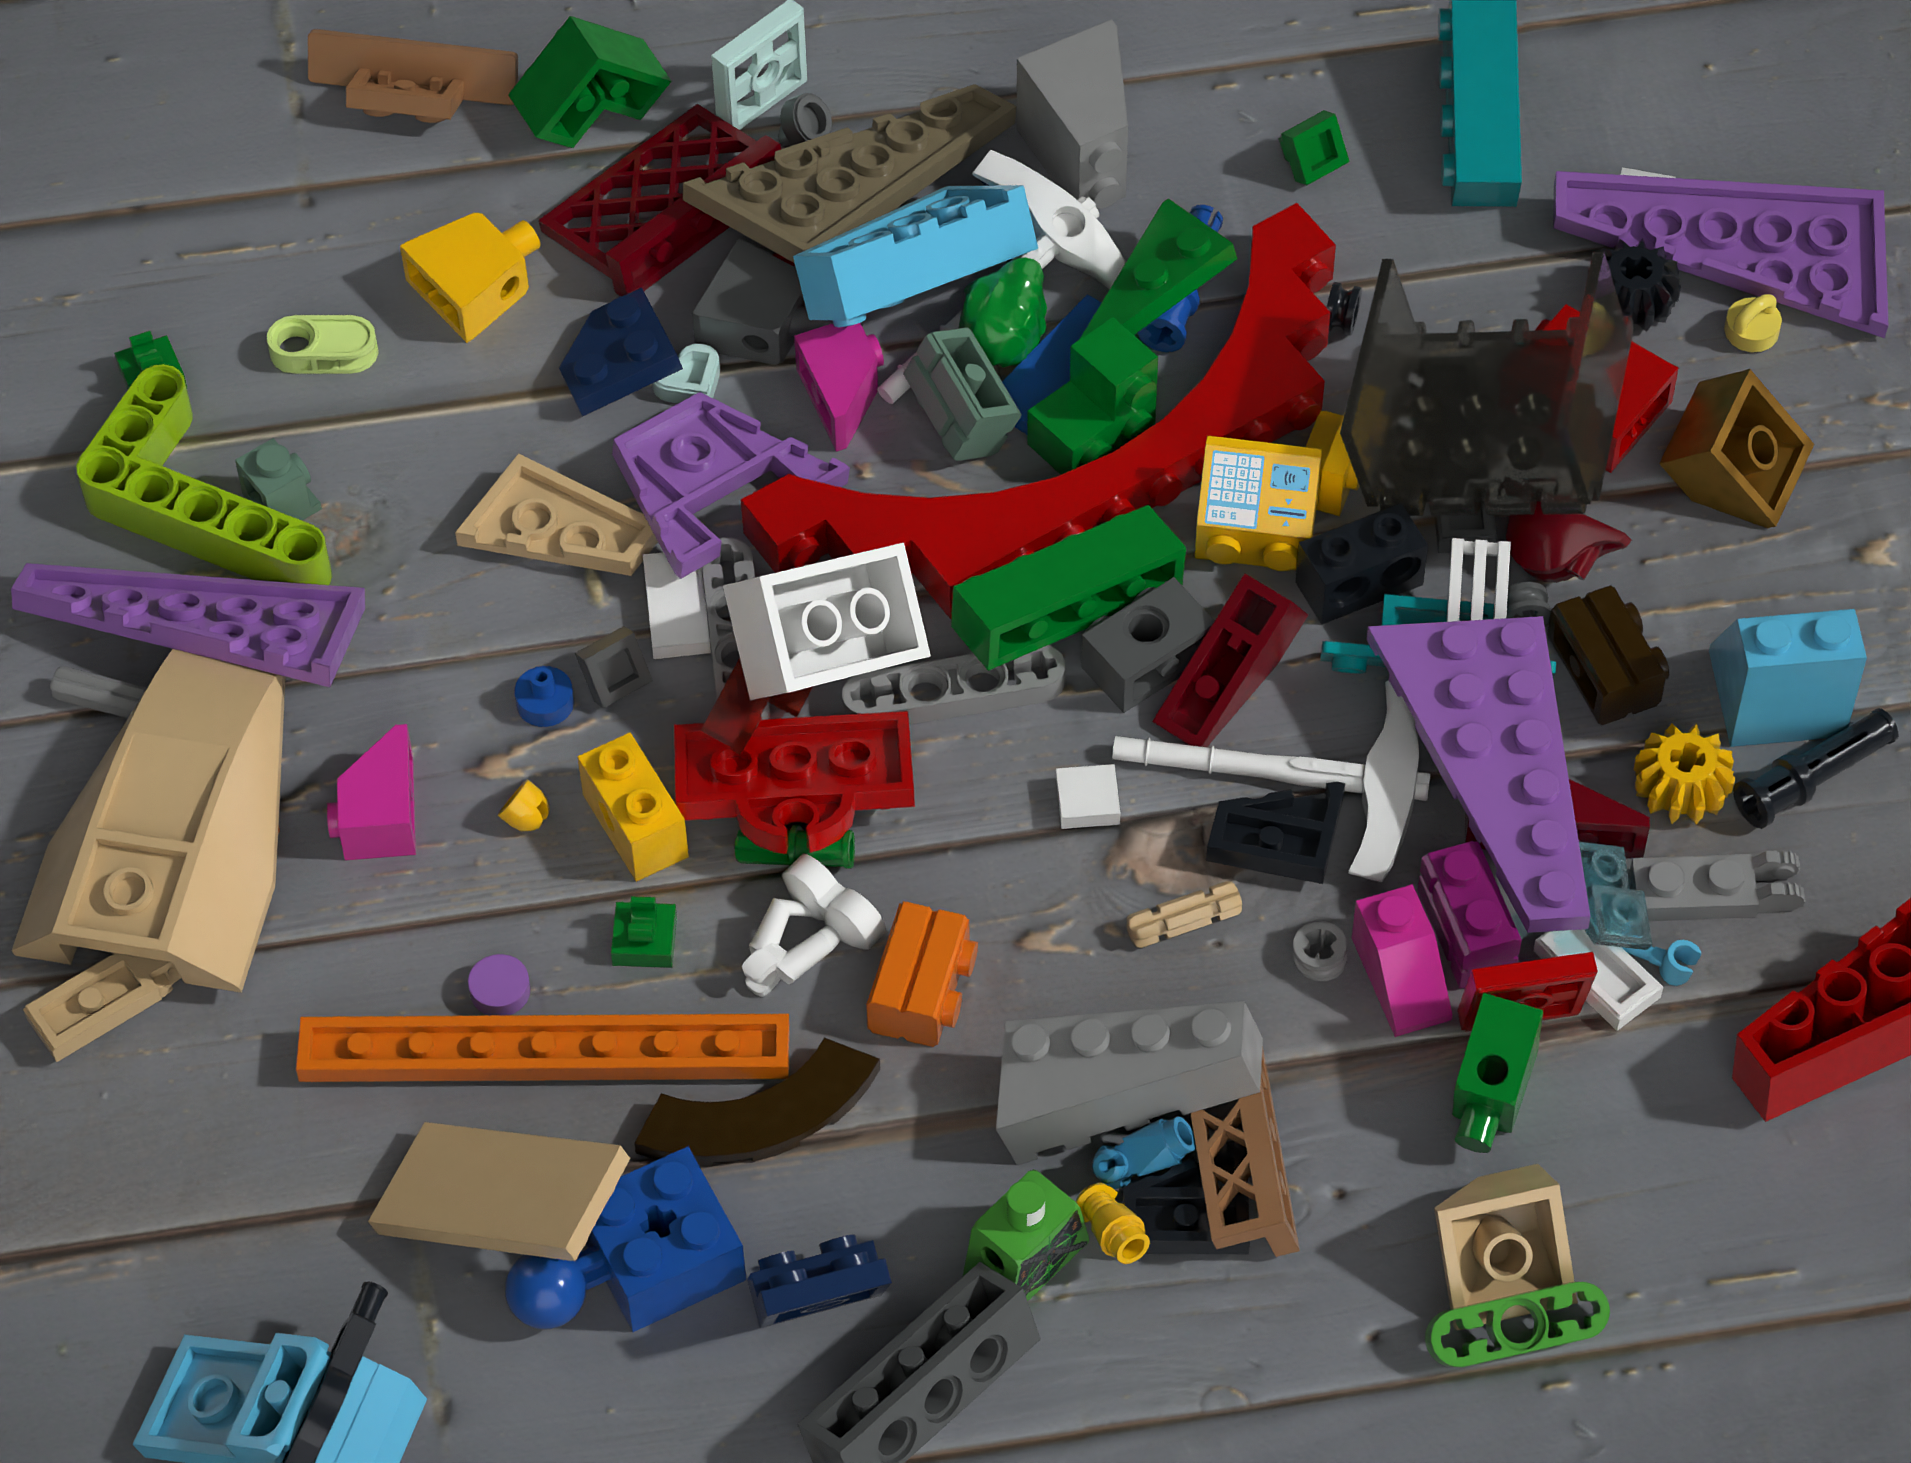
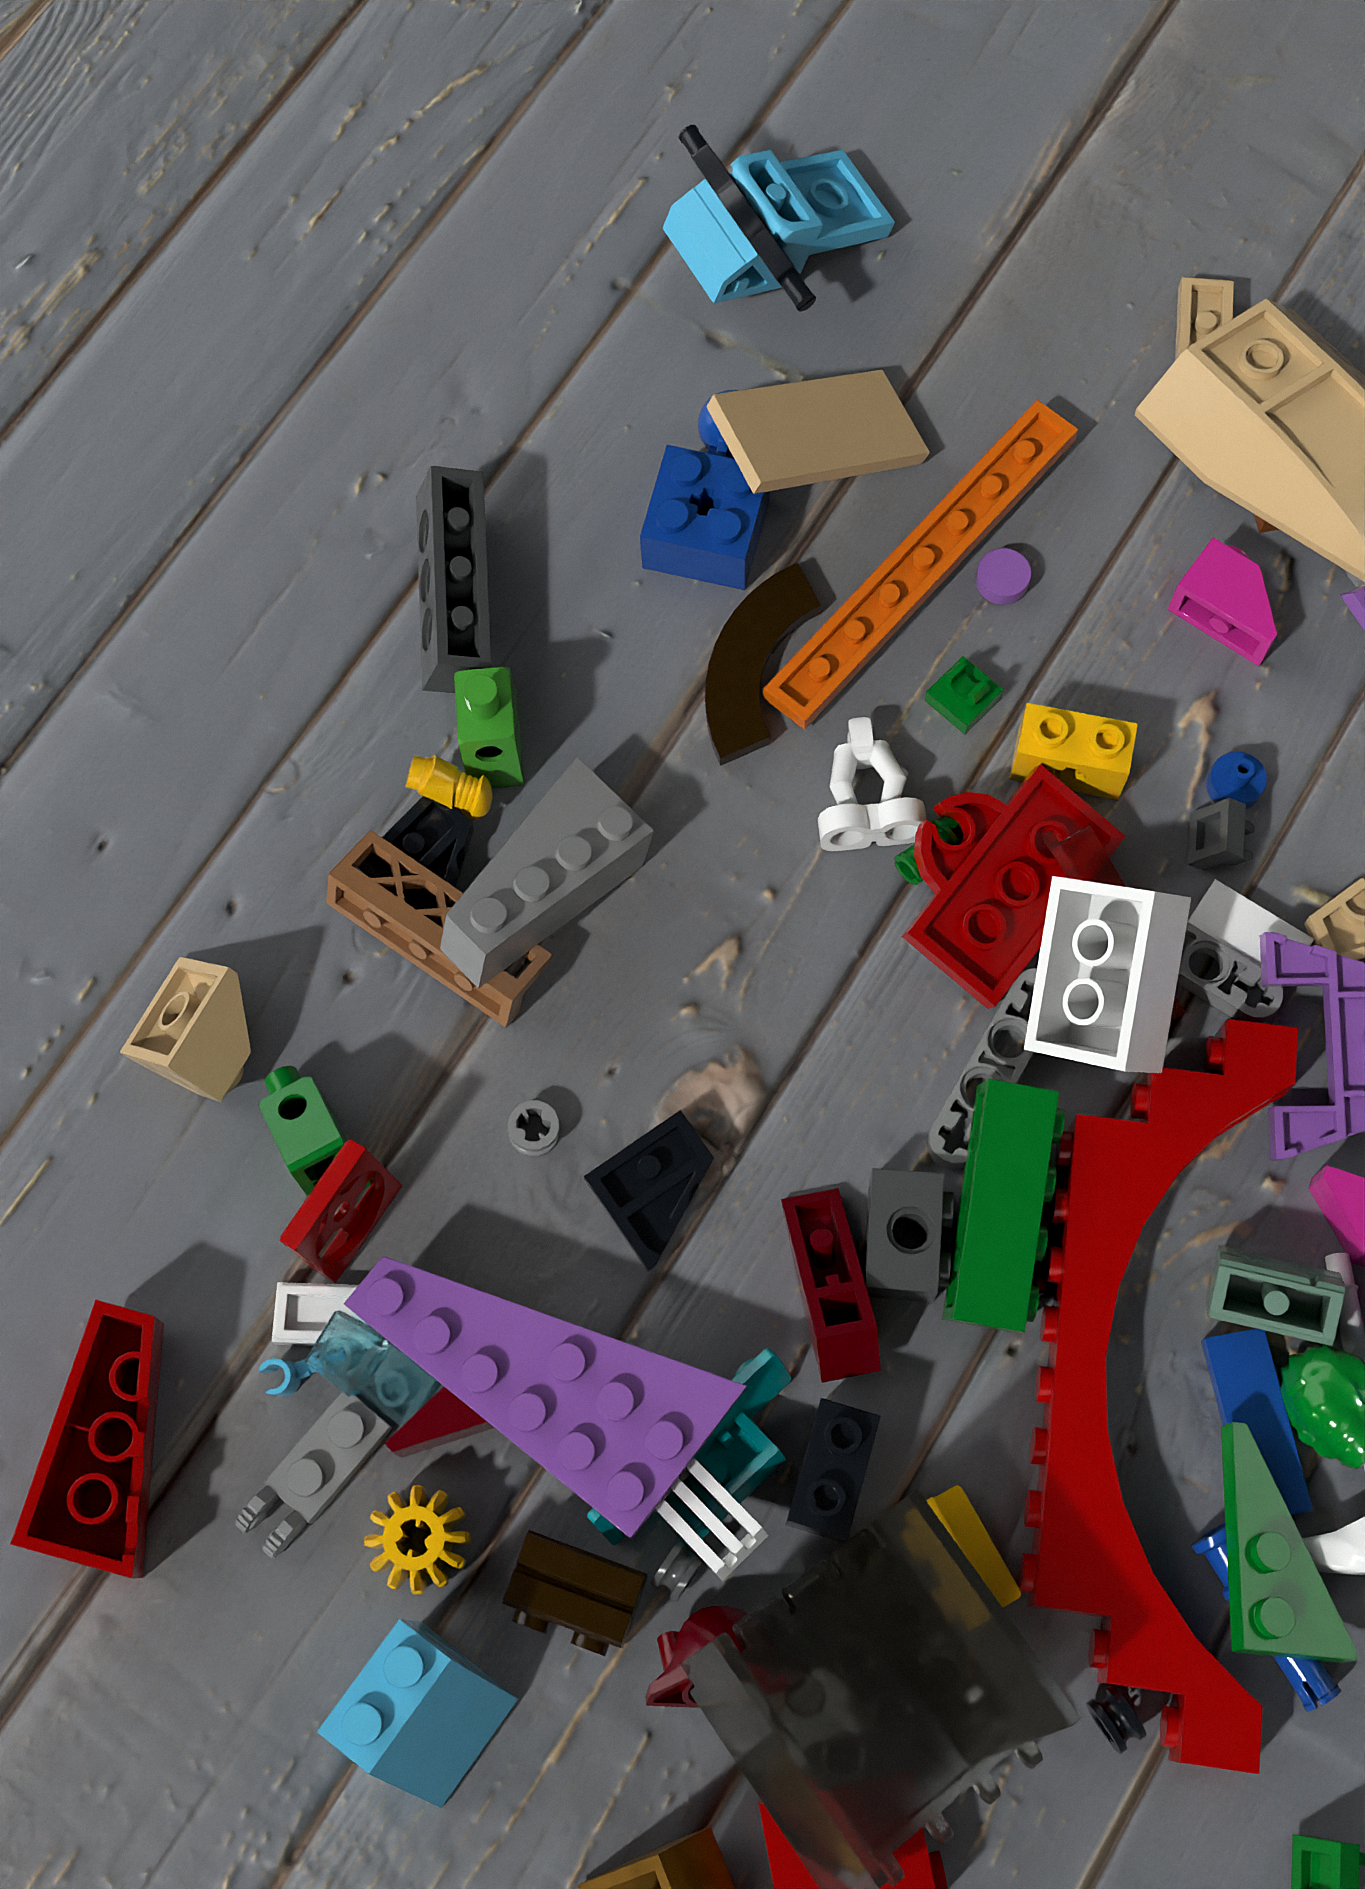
camera: 135 degrees right, 15 degrees up
(525, 808) = (1143, 690): yellow hinge -> none
(815, 1284) = (572, 568): dark blue plate -> none
(919, 974) = (759, 832): orange brick -> none
(1088, 796) = (812, 1081): white tile -> none
(1102, 404) = (1171, 1392): green brick -> none
(1144, 1152) = (479, 851): dark azure arm -> none
(1184, 914) = (650, 1059): tan axle -> none
(1256, 502) = (951, 1426): yellow slope -> none
(1386, 782) = (627, 1307): white piece -> none
(1401, 959) = (466, 1168): dark pink slope -> none
(1467, 910) = (451, 1245): magenta brick -> none
(1558, 1297) = (168, 944): bright green beam -> none
(1795, 778) = (335, 1629): black pin -> none

